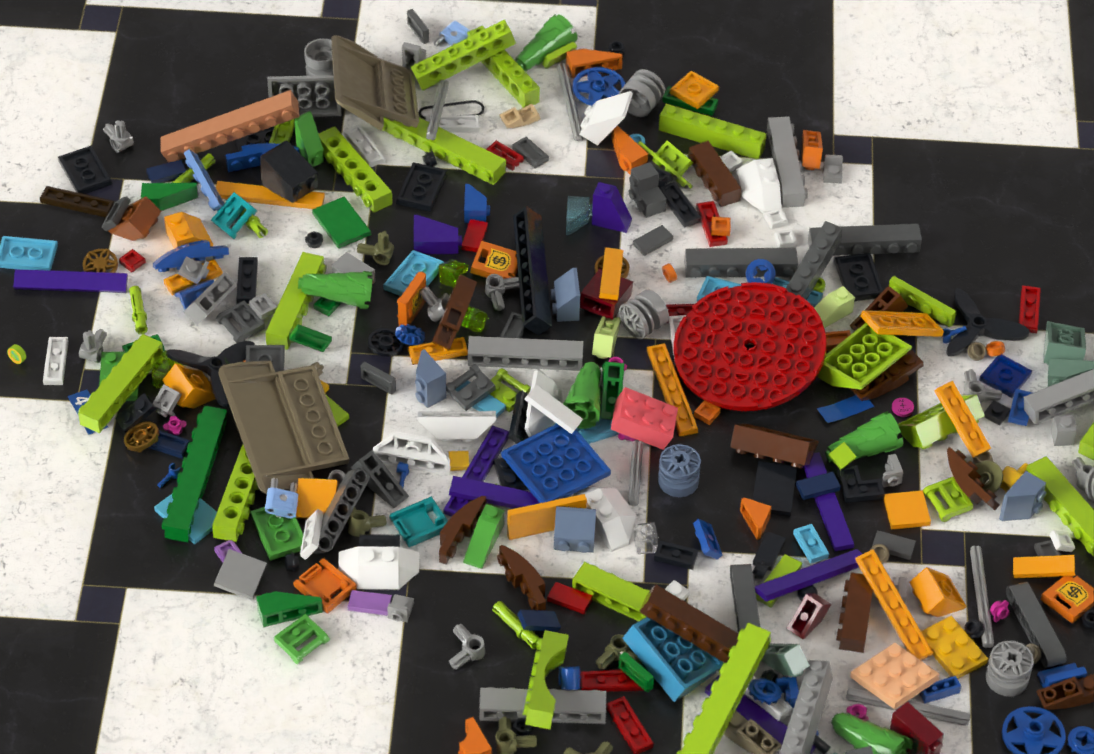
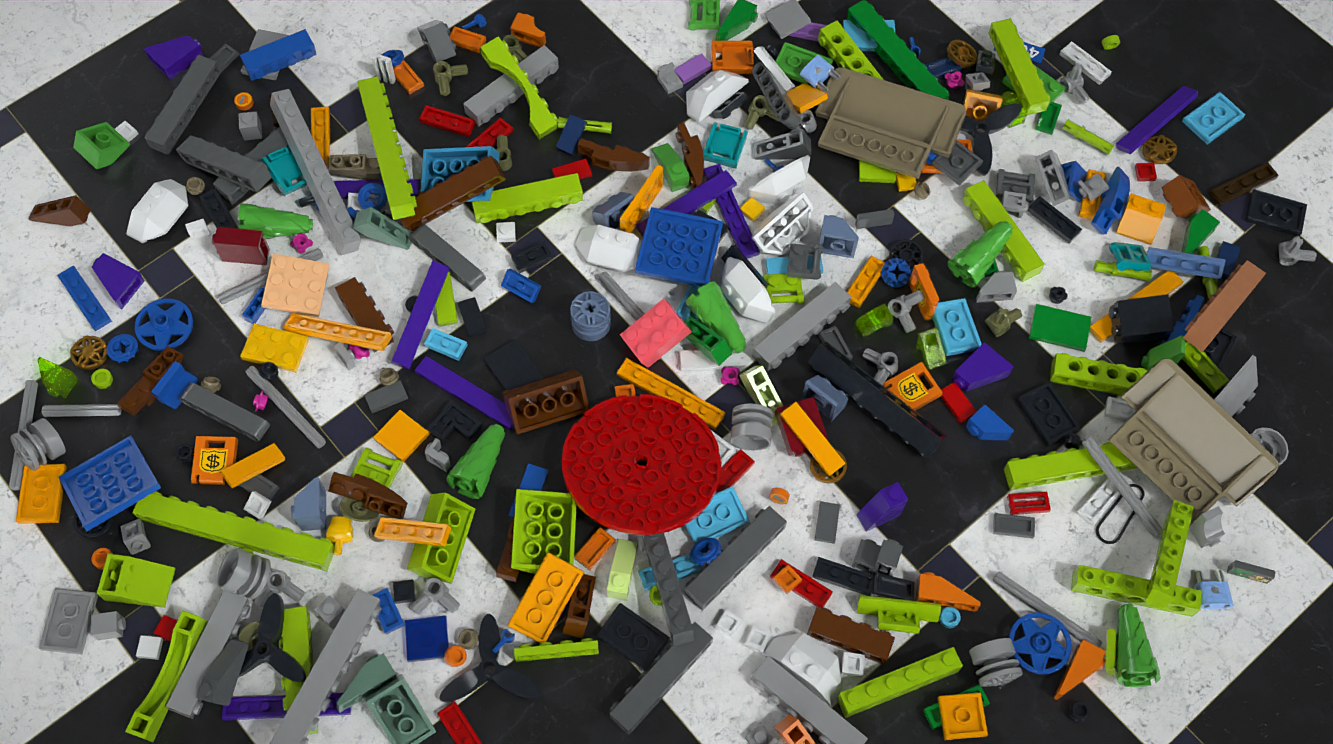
camera: 135 degrees right, 15 degrees up
(116, 213) = (1205, 192): dark grey tile -> none
(310, 338) = (951, 202): green tile -> none
(454, 312) = (880, 299): reddish brown slope -> none
(469, 640) = (594, 85): light grey axle -> none
(522, 117) = (1063, 554): tan slope -> none
(553, 409) = (718, 270): white tile -> none
(569, 678) = (513, 113): blue piece -> none
(577, 213) = (912, 487): clear light blue slope -> none
(604, 116) = (991, 597): white slope -> none
(636, 672) = (461, 142): green tile -> none
(645, 538) = (563, 249): clear brick -> none
(756, 515) = (504, 331): orange slope -> none
(760, 570) = (461, 292): black plate -> none
(808, 615) = (396, 286): dark red slope -> none
(818, 485) = (481, 392): dark blue tile -> none
(842, 456) = (481, 425): lime tile -> none
(902, 407) = (483, 530): dark pink piece -> none
(936, 593) = (317, 377): light orange slope -> none
(1009, 668) = (214, 351): light grey wheel -> none

